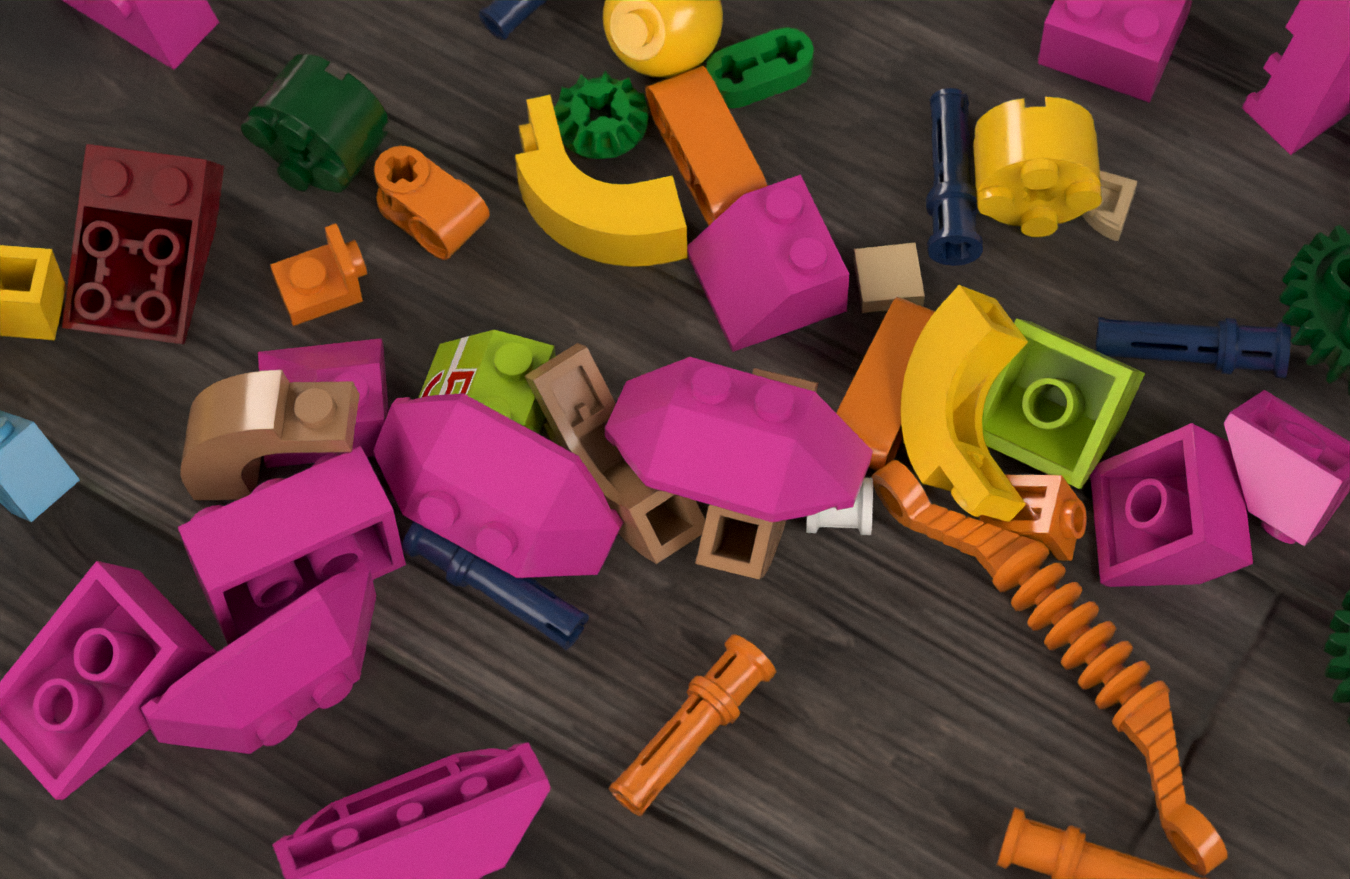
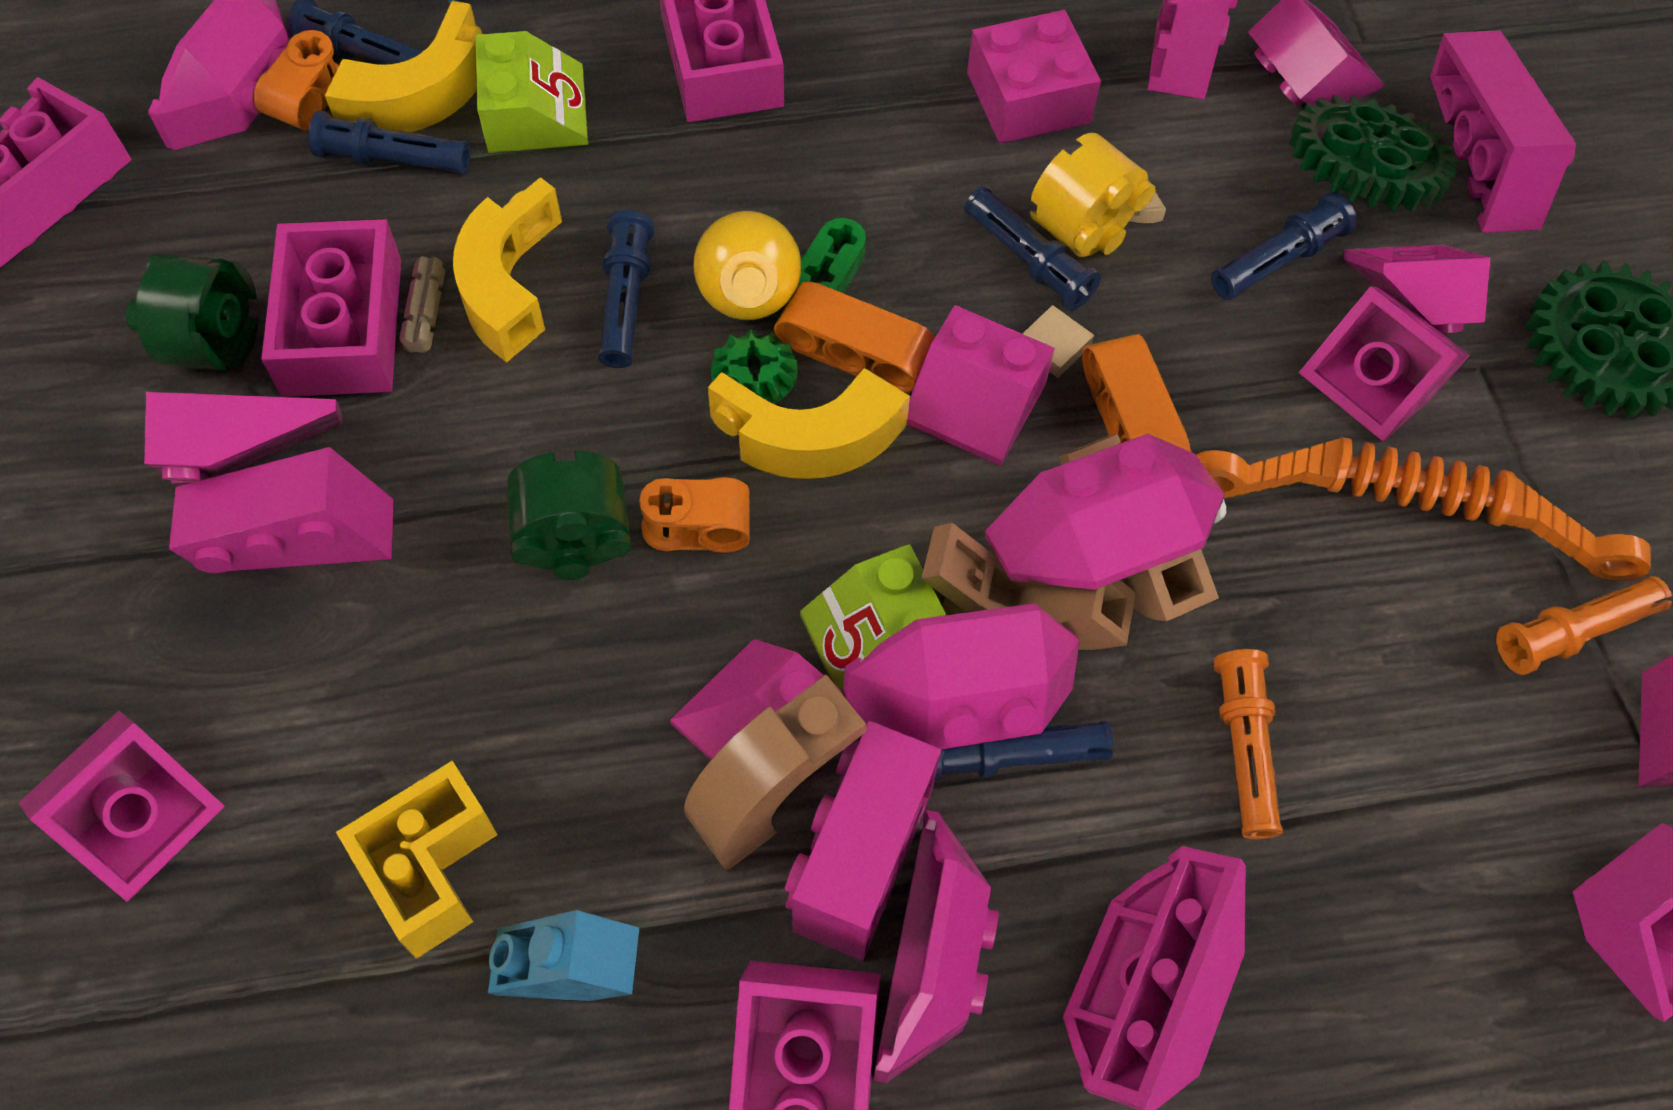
camera: 45 degrees left, 0 degrees up
(141, 242) = (503, 708): dark red slope -> none
(320, 278) = (666, 627): orange bracket -> none
(945, 398) = (1188, 379): yellow arch -> none
(1050, 513) = (1305, 421): orange bracket -> none
(1058, 404) = (1252, 342): lime slope -> none

